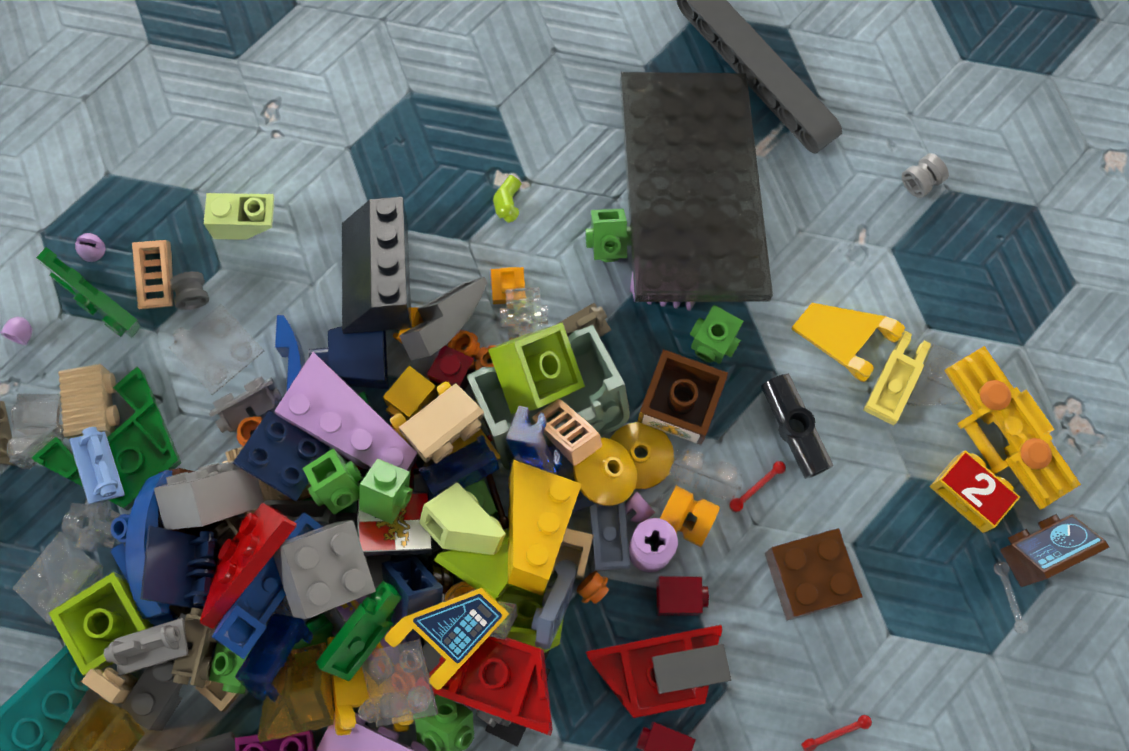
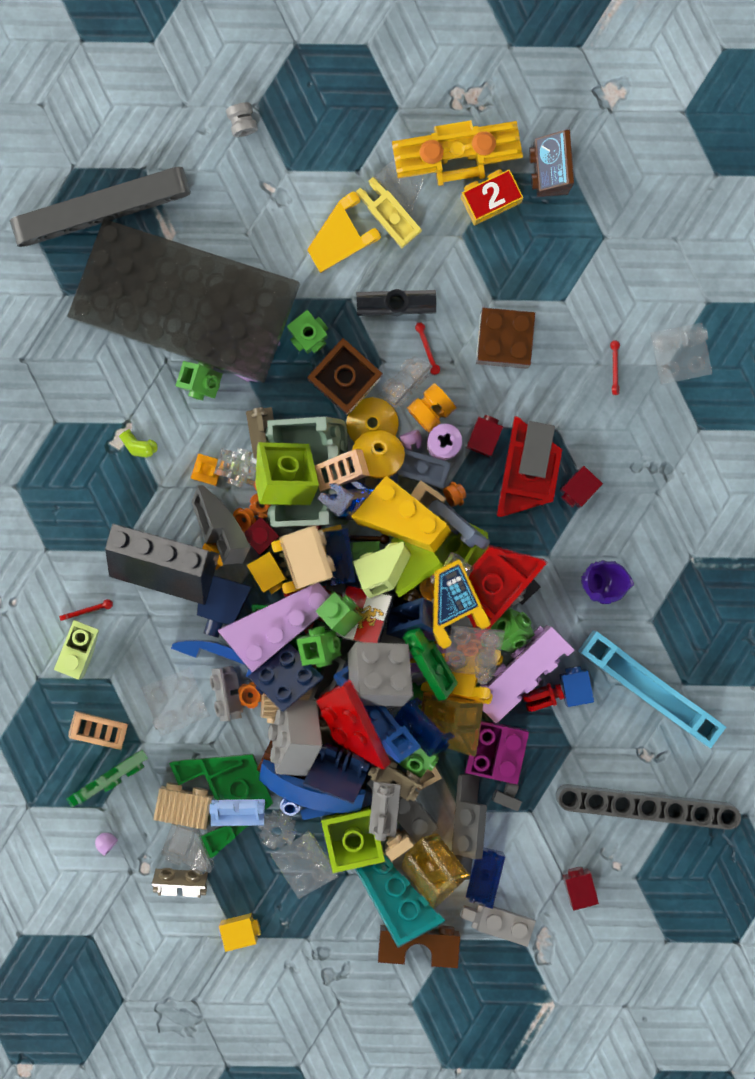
camera: 70 degrees left, 15 degrees up
(88, 252) = (61, 775): lavender hinge -> none
(189, 290) = (122, 707): dark grey wheel -> none
(308, 232) = (107, 604): none -> red hinge
(1002, 569) = (551, 202): clear hinge -> none

